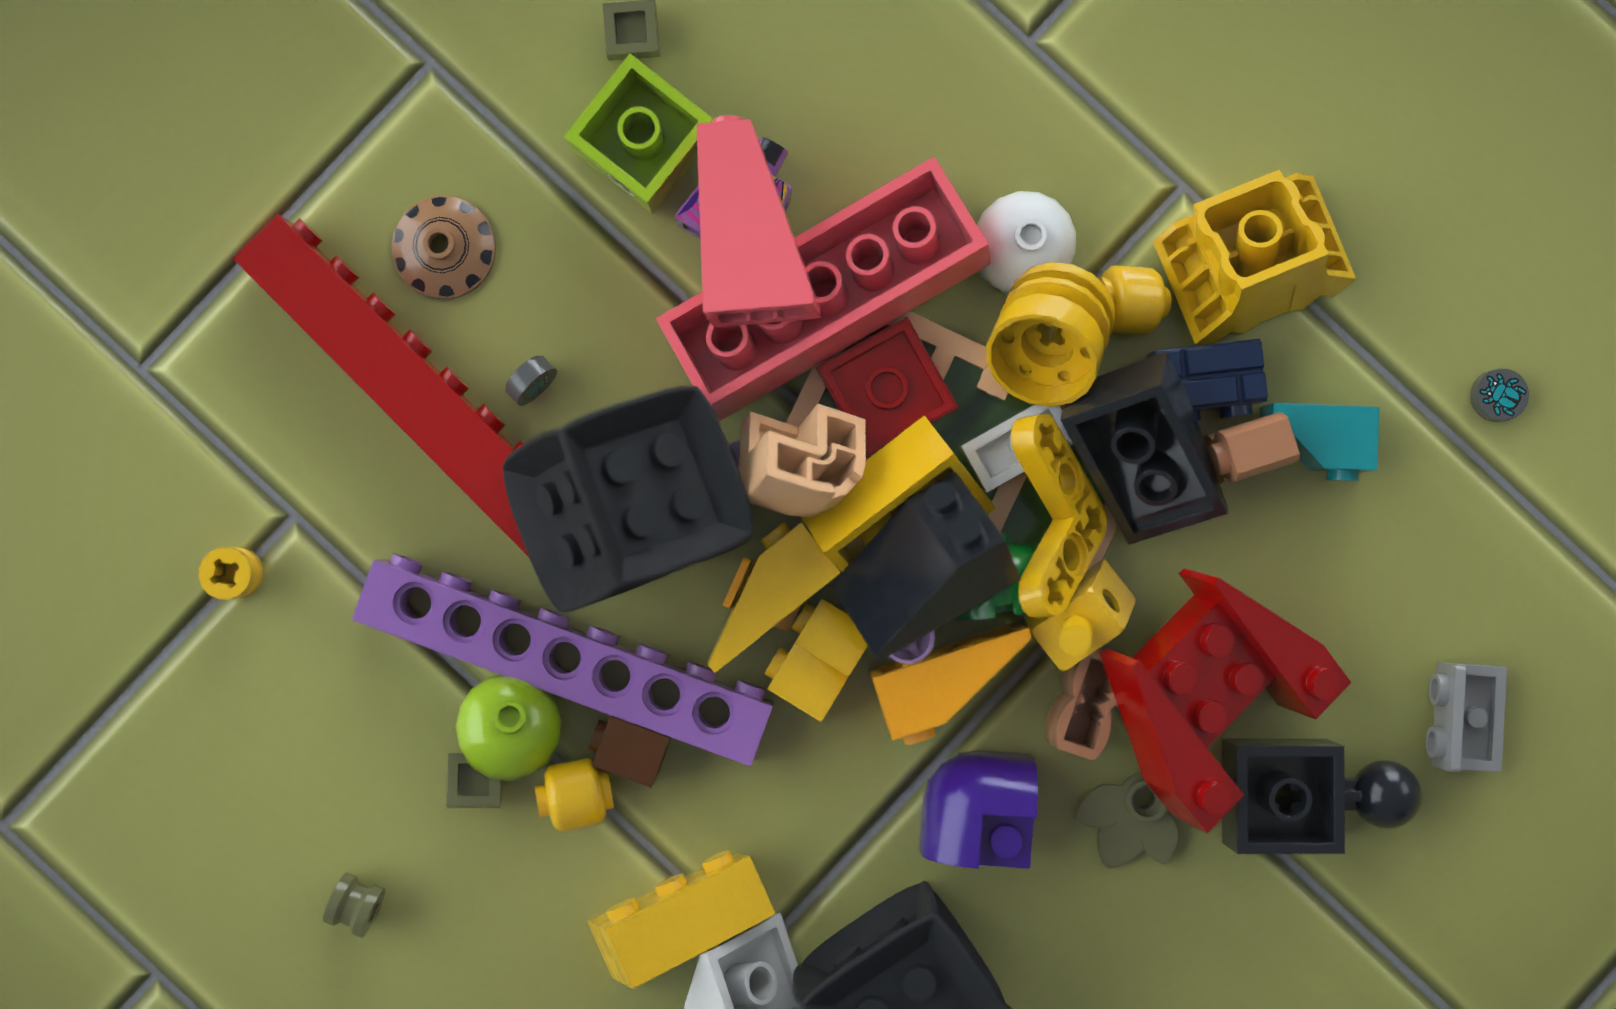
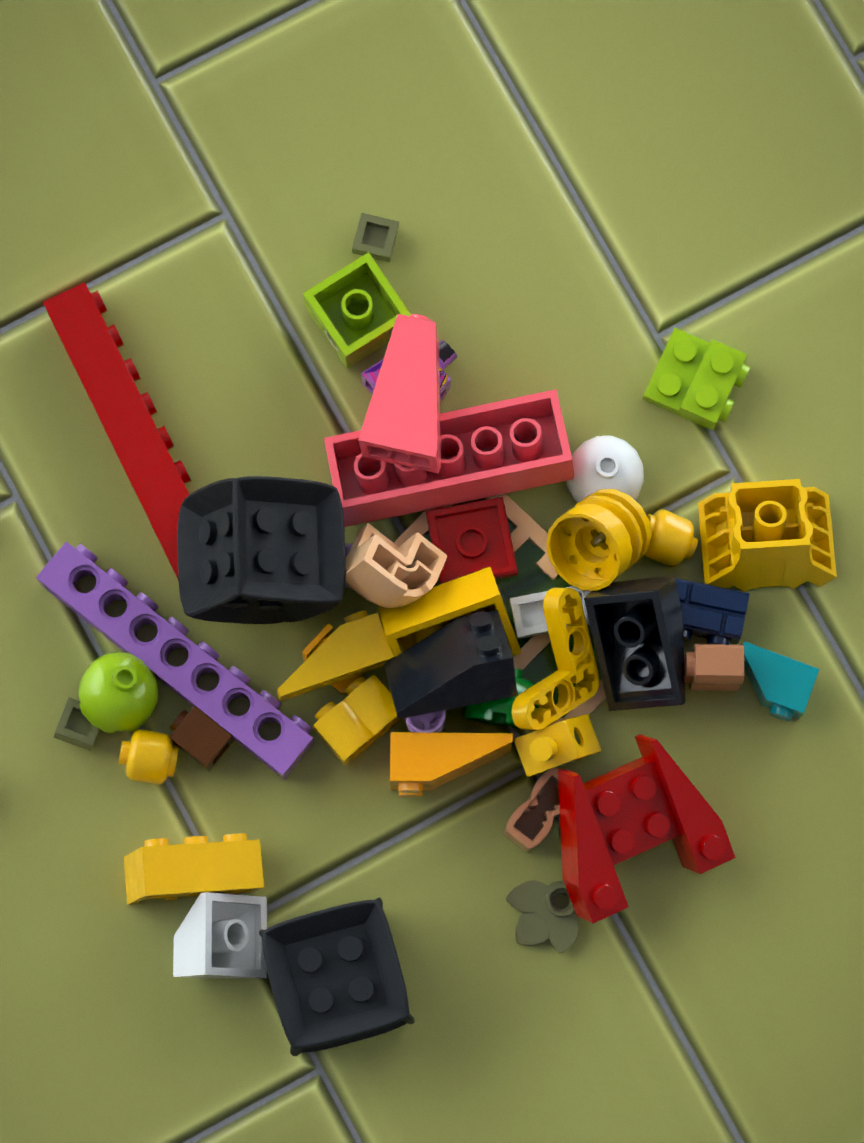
camera: 25 degrees right, 10 degrees down
(464, 261) = (195, 361): medium nougat dish -> none
(530, 380) = (220, 455): dark grey tile -> none
(981, 810) = (437, 865): dark purple brick -> none
(1100, 80) = (696, 378): none -> lime plate
(1314, 811) = (735, 950): black brick -> none
(1467, 717) = (818, 918): light grey bracket -> none

